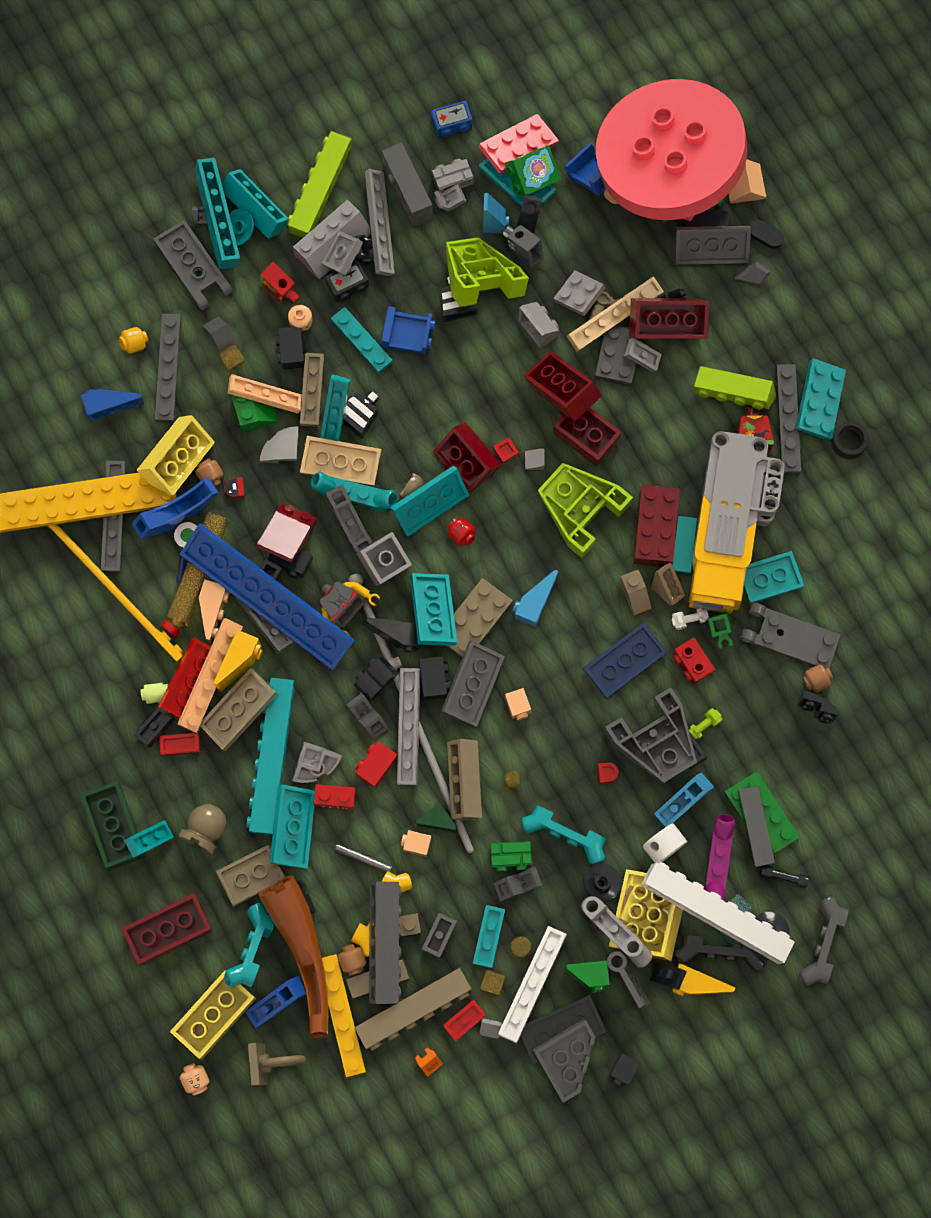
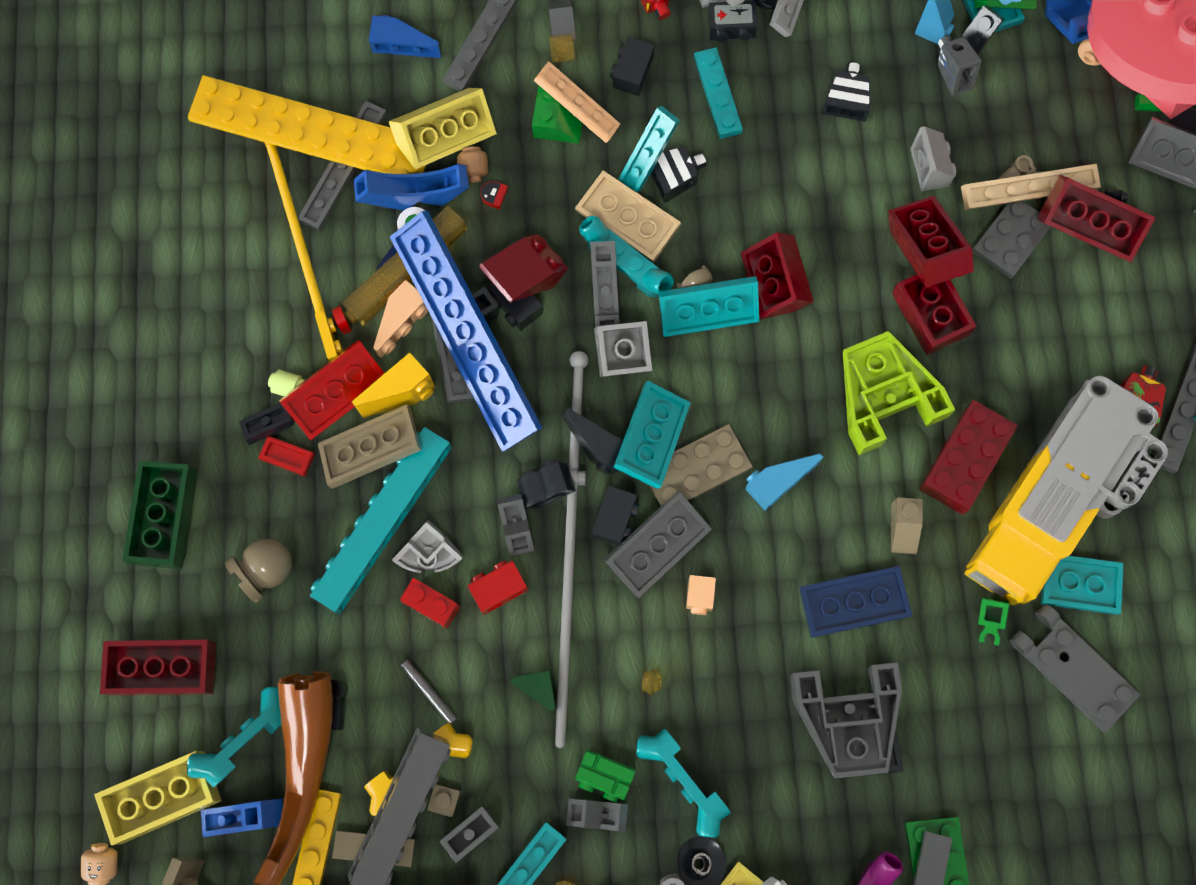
camera: 30 degrees right, 0 degrees up
(148, 838) = (188, 550): teal plate -> none
(204, 686) = (340, 406): light nougat plate -> none
(249, 876) = (289, 649): dark tan tile -> none
(281, 446) = (569, 171): light grey brick -> none
(292, 827) = (362, 615): teal plate -> none
(300, 317) = (660, 35): light nougat head -> none
(312, 389) = (634, 123): dark tan plate -> none
(344, 601) = (551, 378): dark grey torso -> none
(352, 959) = (354, 810): medium nougat head -> none
(407, 331) = (774, 105): blue panel -> none
(408, 726) = (557, 560): light grey tile -> none
(416, 843) = (498, 705): light nougat brick -> none
(461, 532) = (729, 359): red head -> none
(464, 780) = (592, 656): dark tan brick -> none
(480, 267) = (893, 66): lime wedge -> none
(505, 450) = (826, 288): red plate -> none
(534, 459) = (856, 314): light grey slope -> none
(579, 293) = (998, 146): light grey plate -> none
(607, 772) = (771, 729): red tile -> none
(642, 355) = (1042, 248): light grey plate -> none
(664, 843) = (800, 855): white piece -> none
(667, 584) = (949, 534): dark tan slope -> none
(679, 620) = (944, 585): white bar -> none
(684, 544) = (991, 495): teal tile -> none
(684, 799) = (850, 809): dark azure slope -> none
(693, 661) = (939, 642): red brick -> none
(712, 717) = (932, 723): lime bar -> none
(735, 388) = (1139, 335): lime wedge -> none
(817, 678) = (1088, 737): medium nougat head -> none
(824, 709) = (1078, 779): black slope -> none

